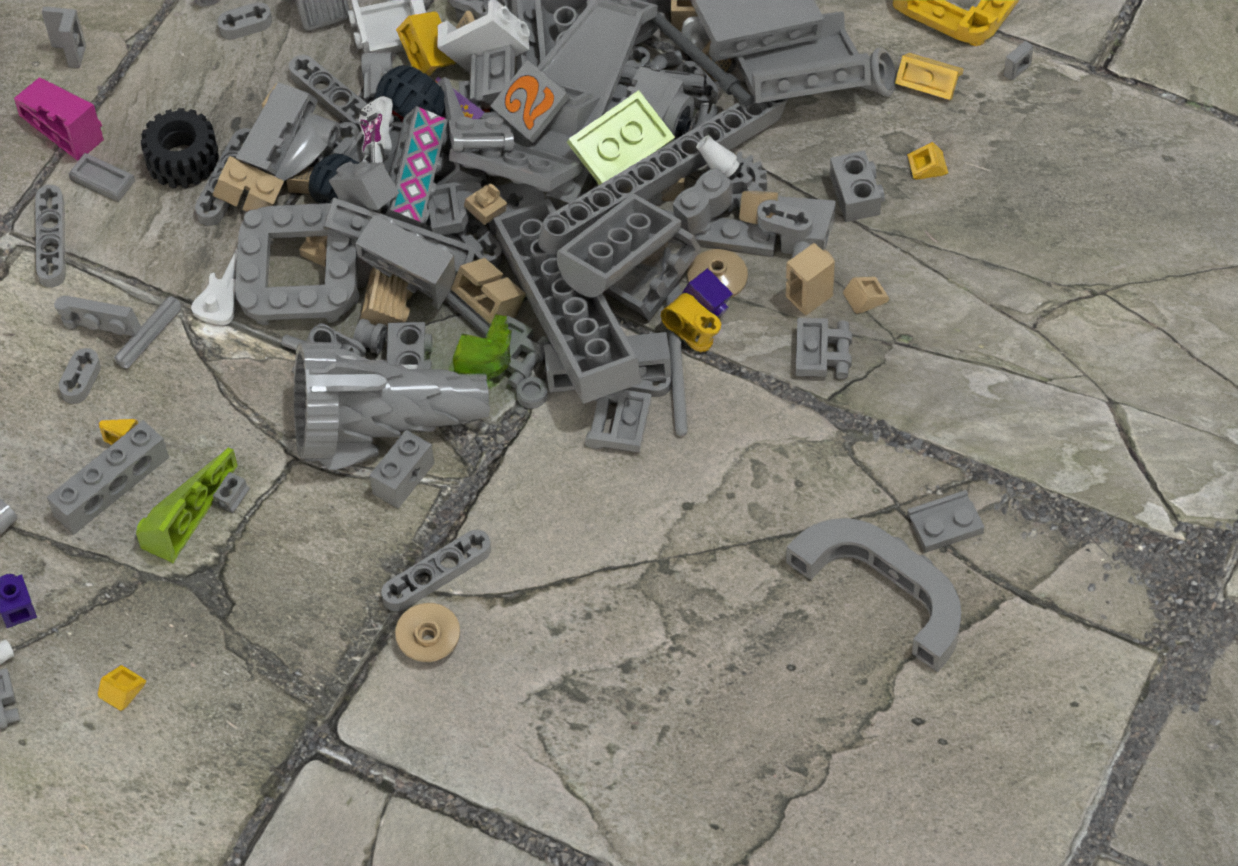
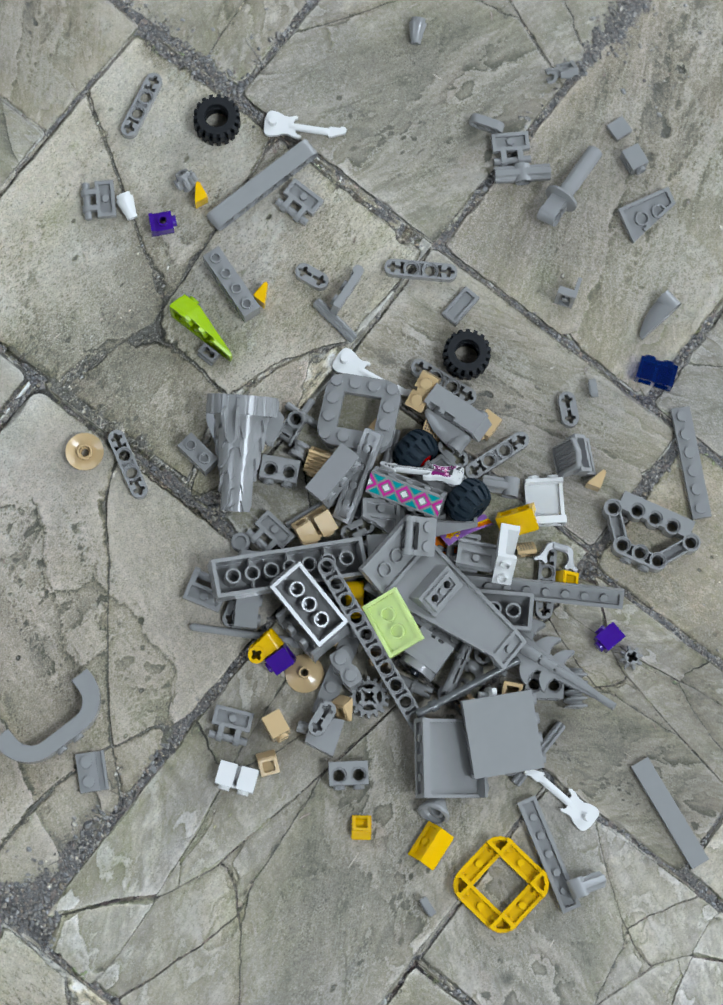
camera: 90 degrees right, 20 degrees up
(60, 117) = (508, 284): dark pink wedge -> none
(120, 687) = (94, 277): yellow slope -> none
(364, 184) = (390, 456): light grey brick -> none
(483, 355) = (260, 514): clear neon green brick -> none
(486, 204) = (373, 533): tan tile -> none
(530, 101) = (435, 570): light grey tile -> none
(717, 156) = (372, 686): white cone -> none
(901, 323) = (237, 778): none -> white piece

